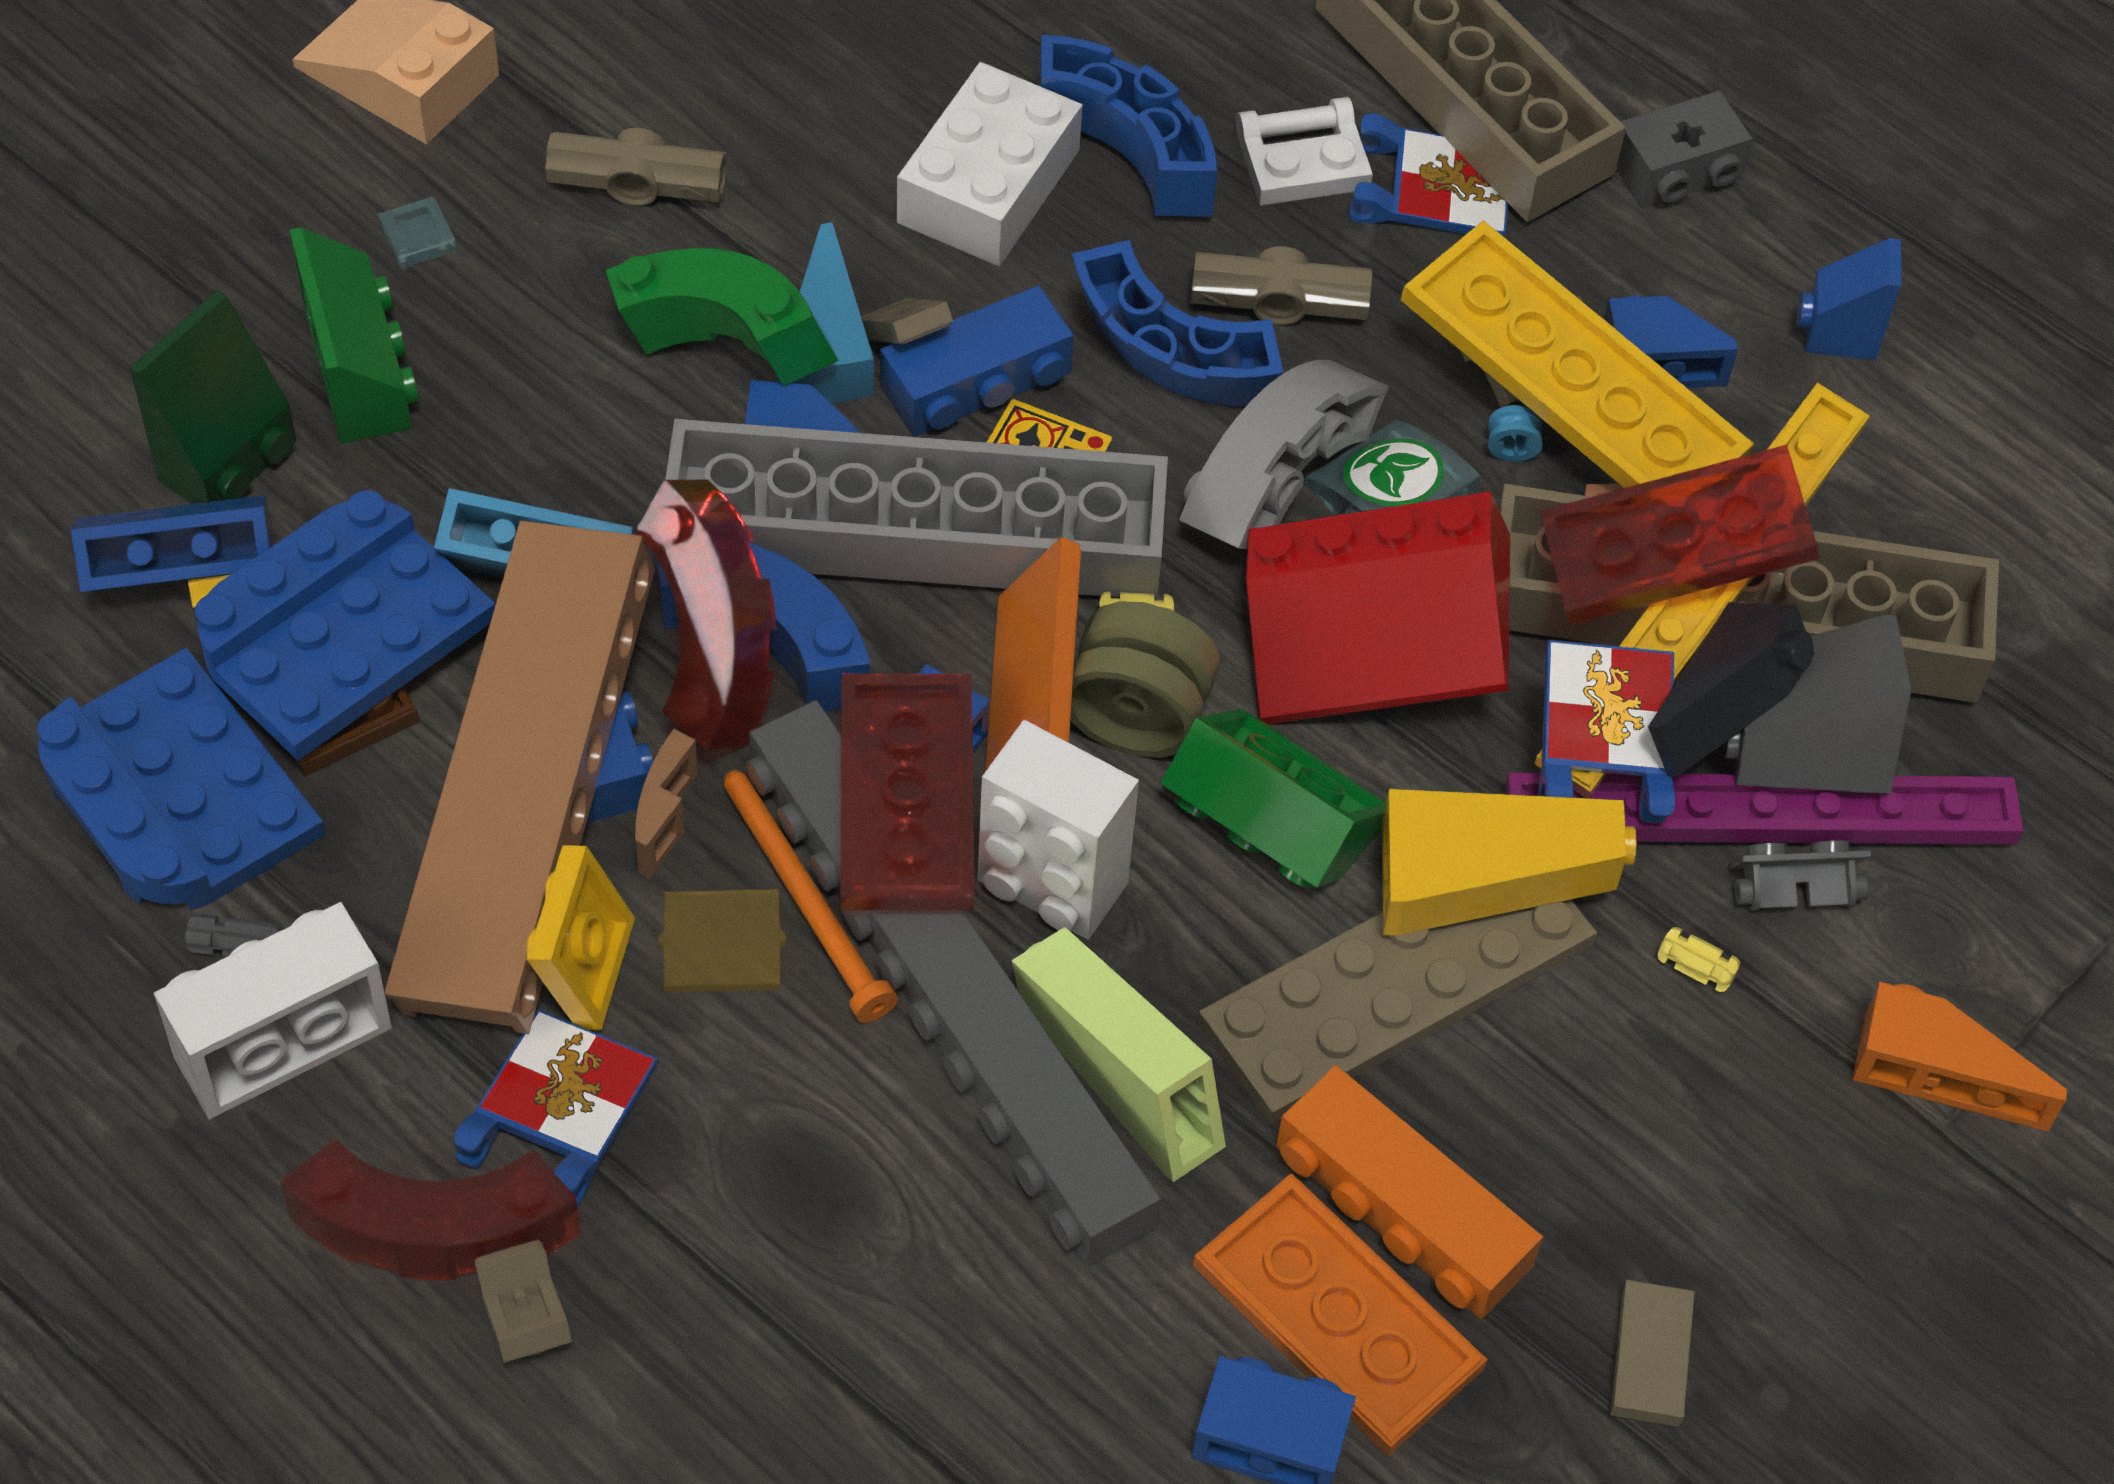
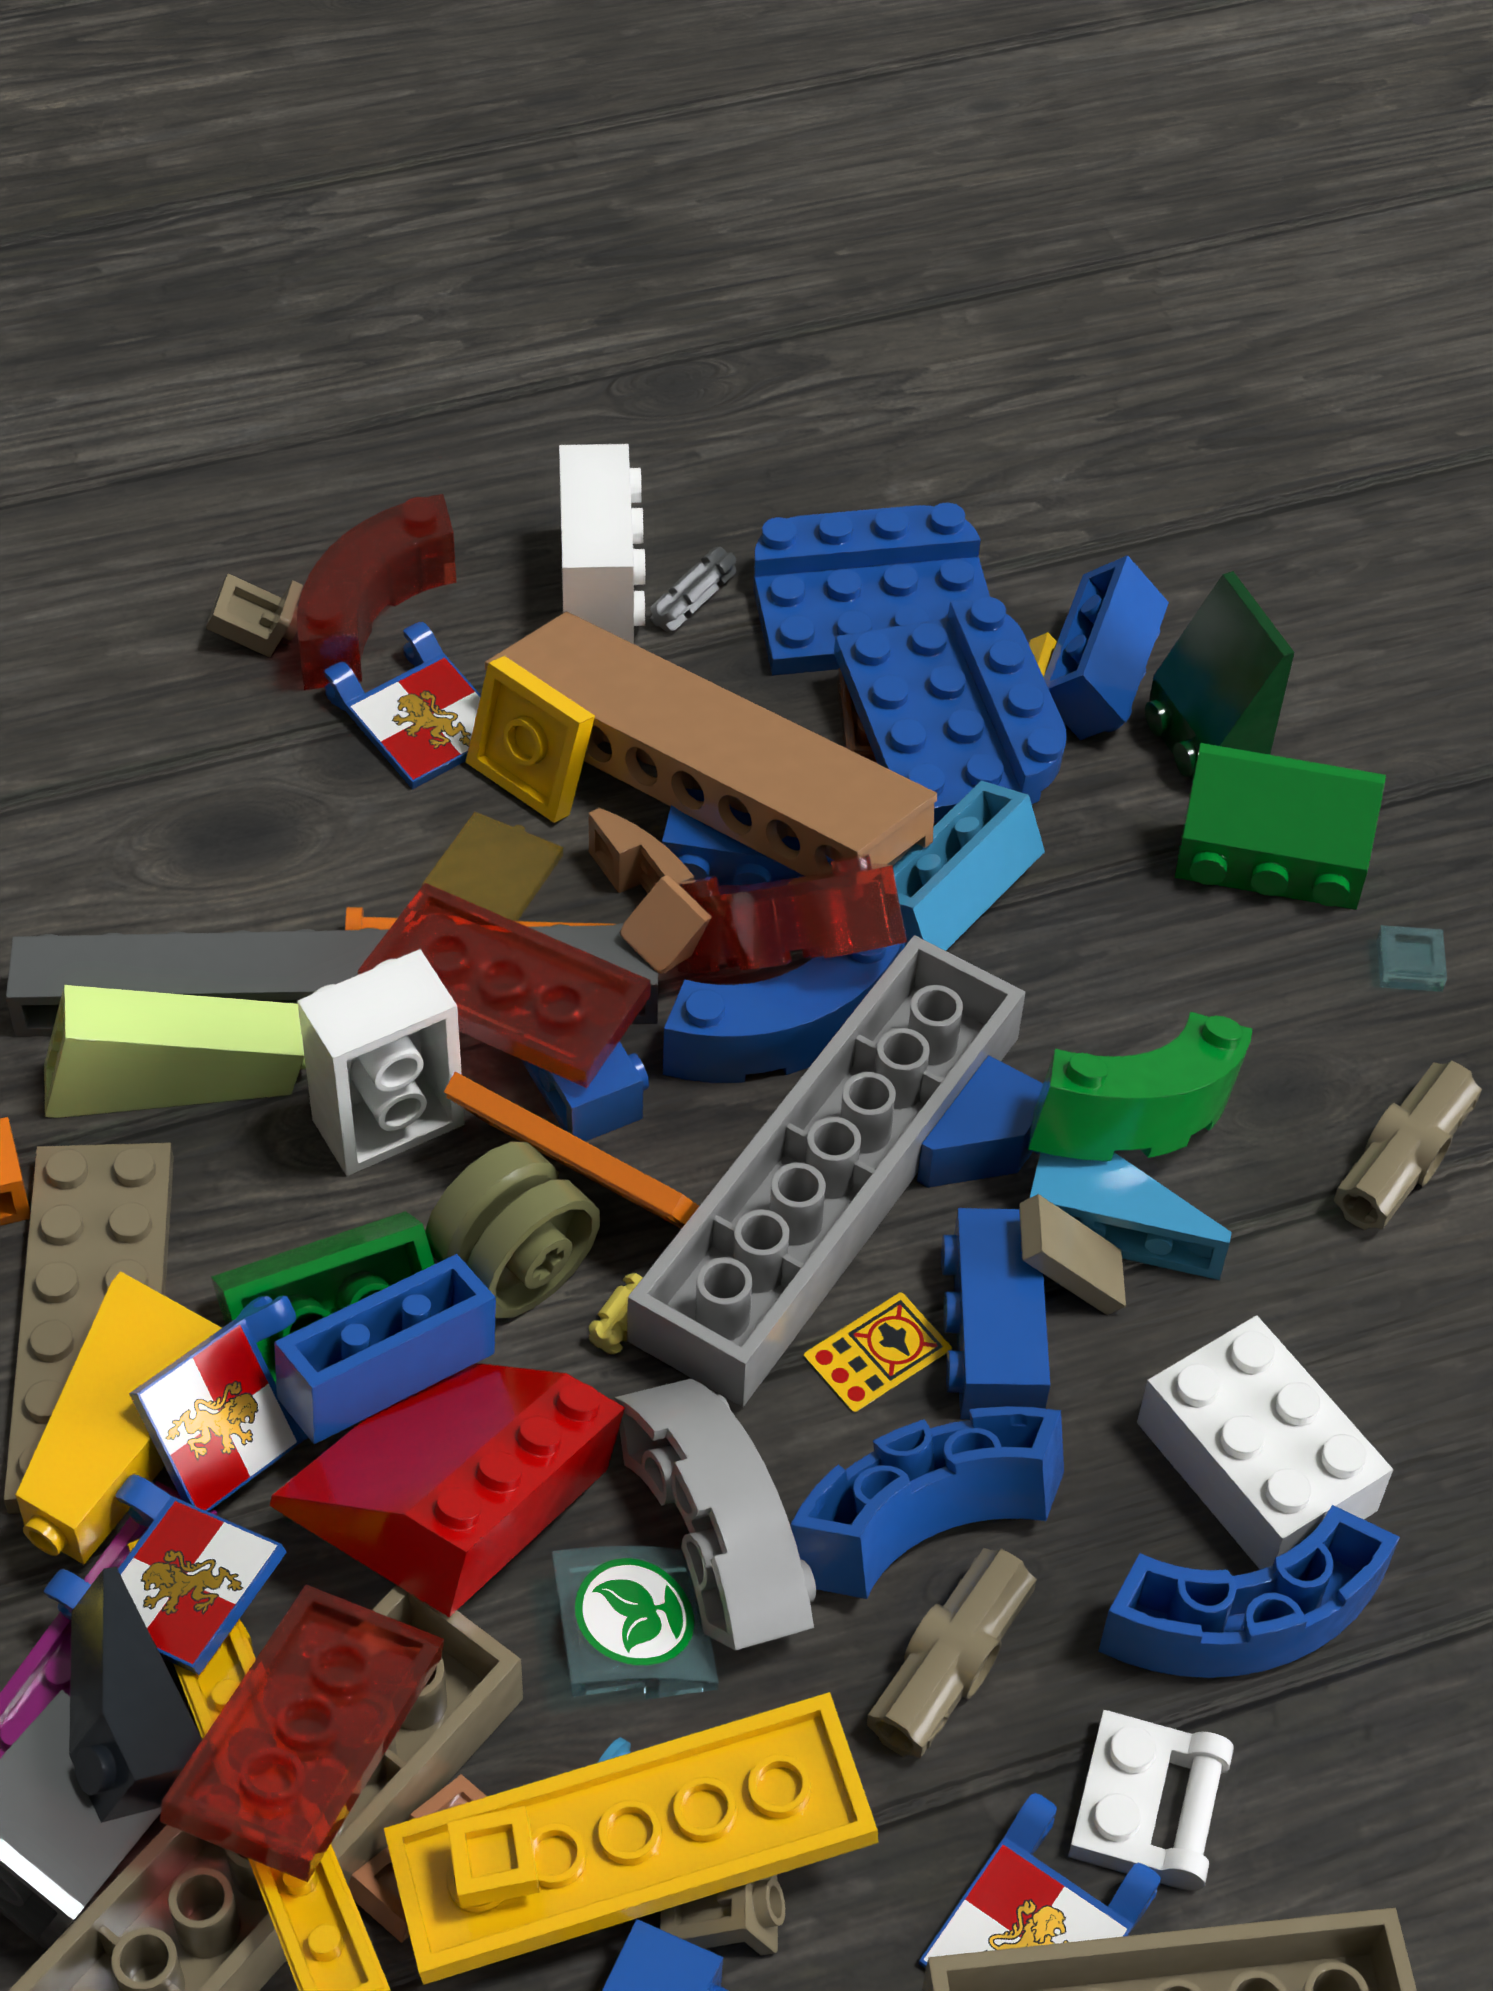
camera: 120 degrees right, 5 degrees down
(764, 702) = (665, 925): none -> medium nougat slope
(1320, 691) = (385, 1348): none -> blue brick
(1426, 777) = (219, 1408): none -> flag
(1662, 416) = (493, 1857): none -> yellow plate

